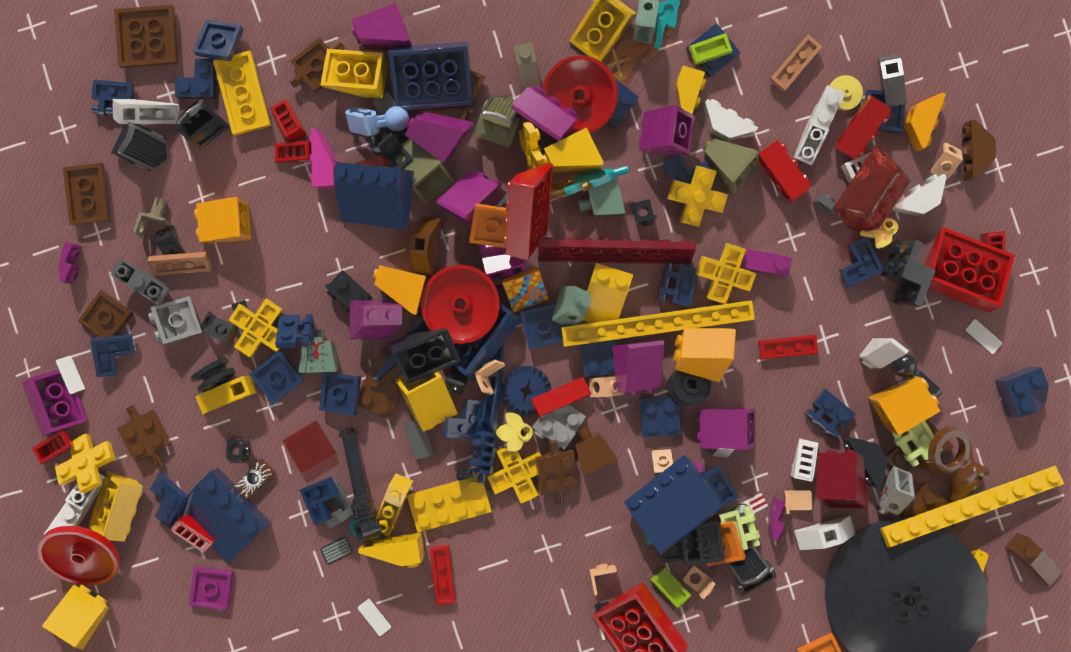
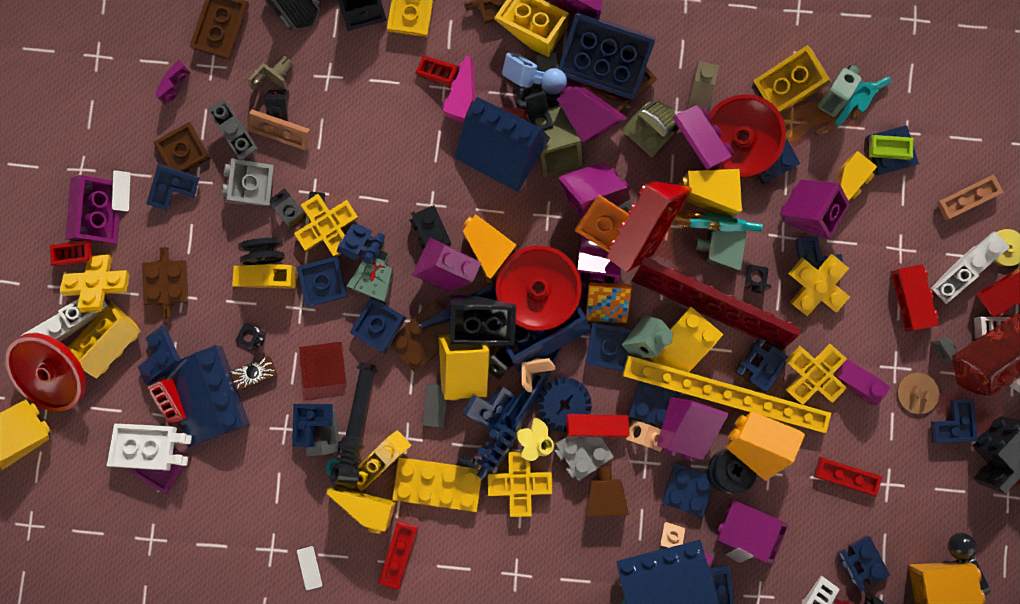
camera: 20 degrees right, 5 degrees down
(192, 579) = (146, 447): none -> white tile
(223, 221) = (339, 106): light orange slope -> none
(294, 131) = (446, 52): red slope -> none
(336, 550) = (302, 482): sticker -> none
(425, 245) = (527, 216): reddish brown slope -> none
(529, 143) = (674, 162): yellow plate -> none
(556, 472) = (560, 500): reddish brown plate -> none
(726, 123) = (877, 226): white slope -> none
(731, 162) = (867, 266): olive slope -> none
(818, 251) = (918, 393): none -> medium nougat piece
(882, 352) = (945, 523): white slope -> none
(883, 235) = (991, 404): light yellow plate -> none

